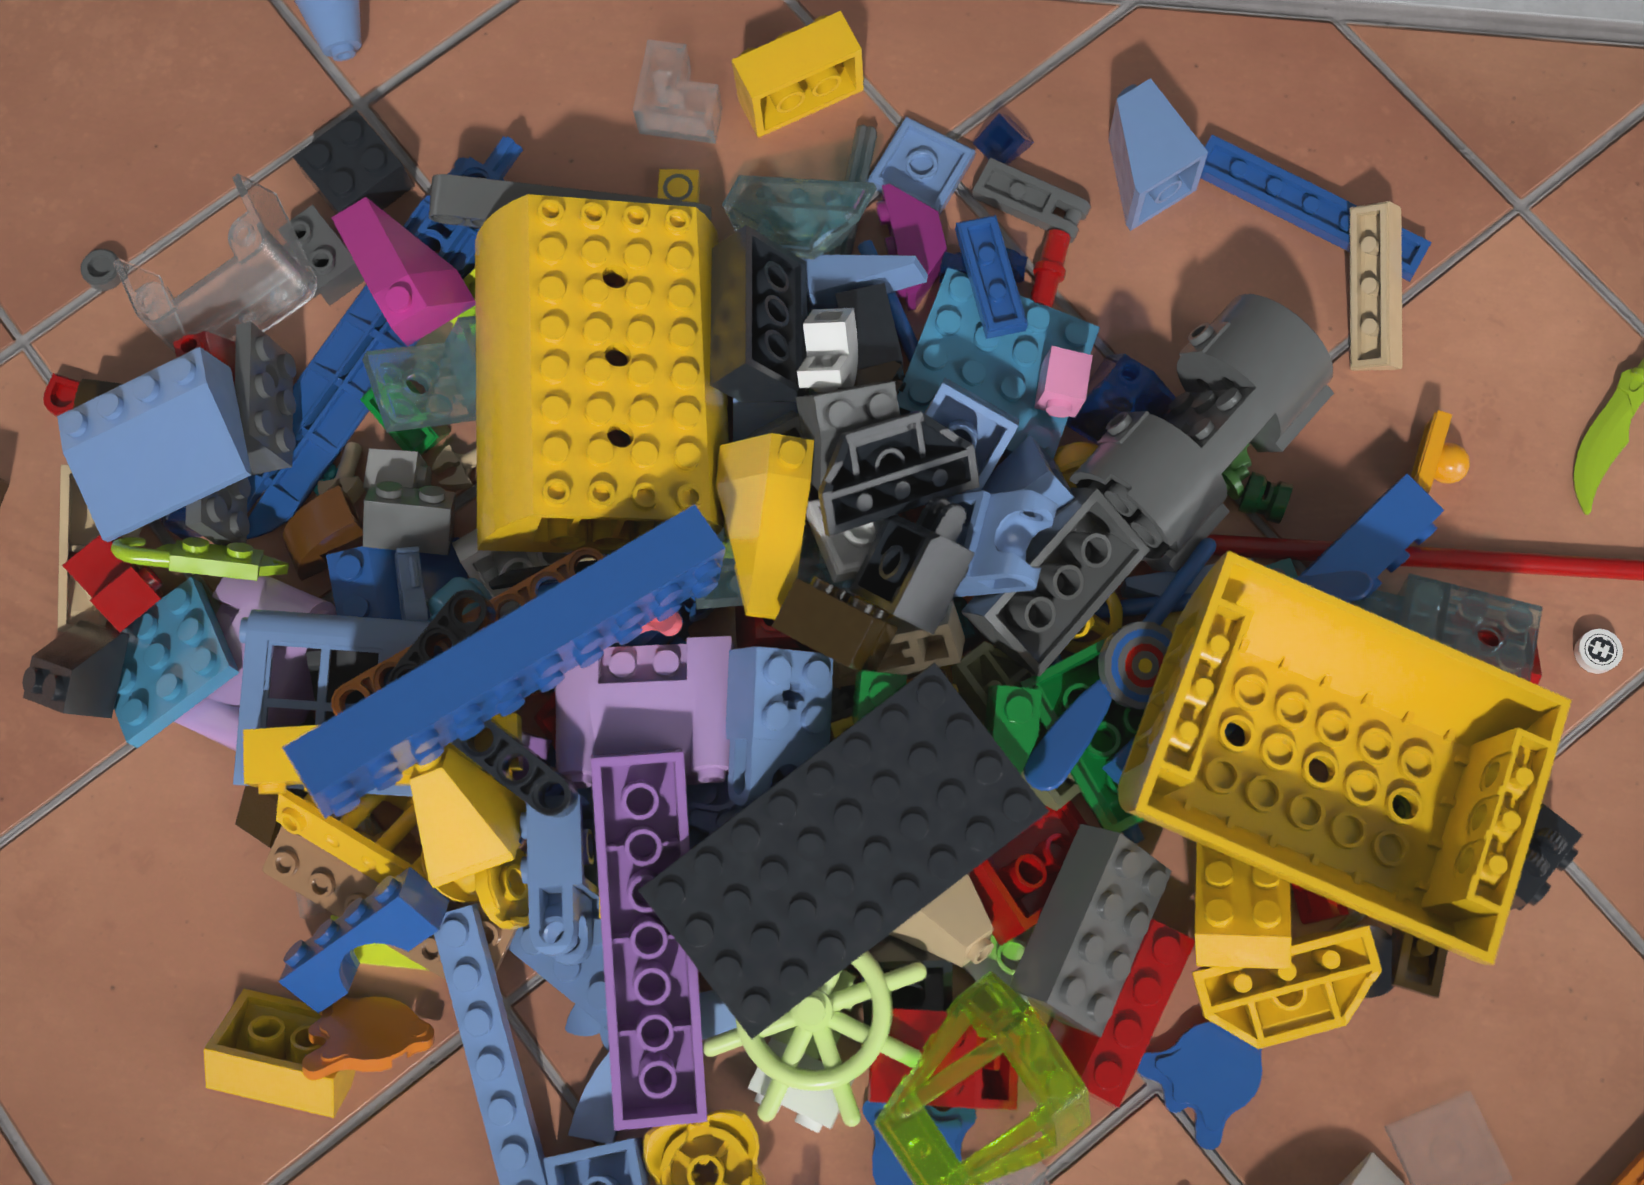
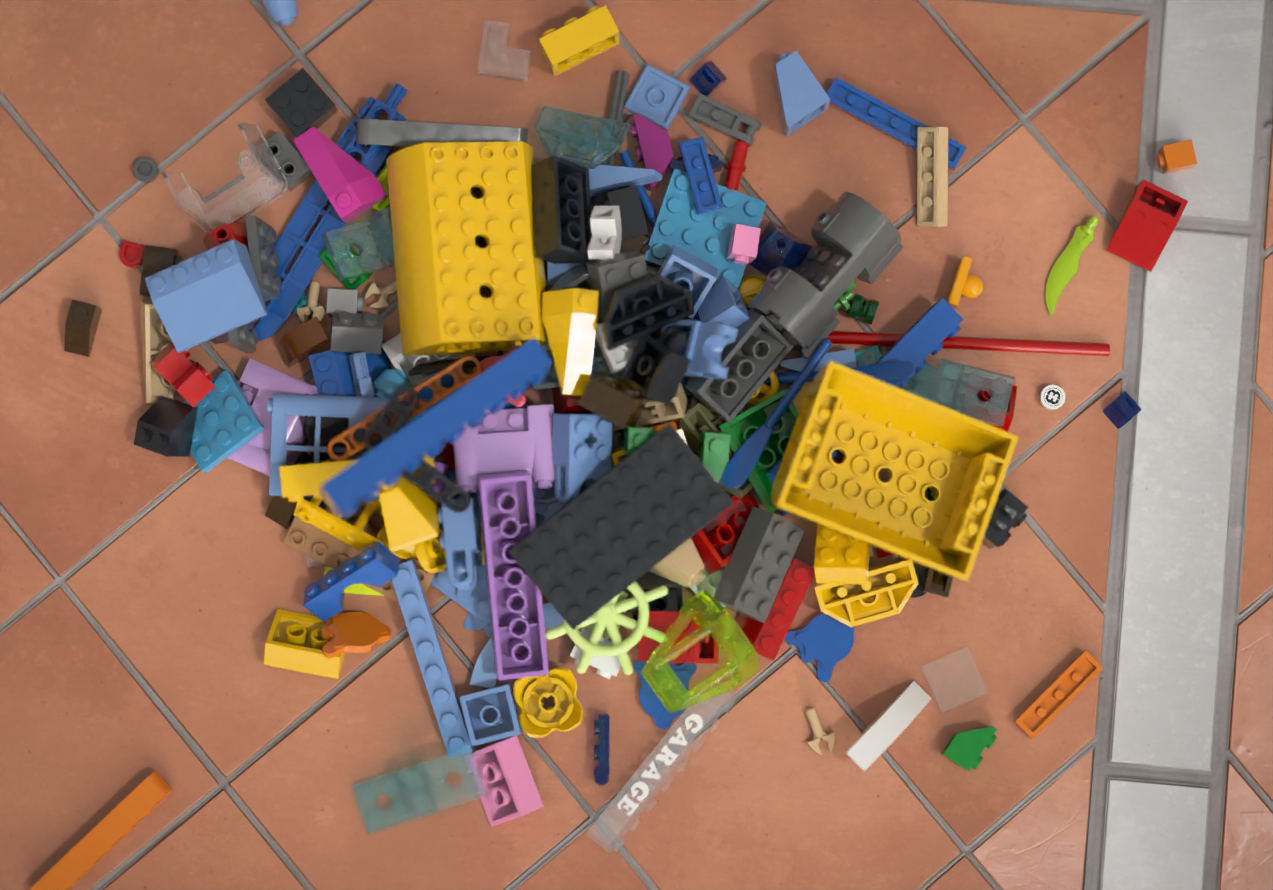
camera: 10 degrees left, 10 degrees up
(199, 557) = (235, 360): lime plate -> none
(679, 184) = (506, 113): yellow tile -> none
(1132, 662) = (781, 414): dark grey tile -> none

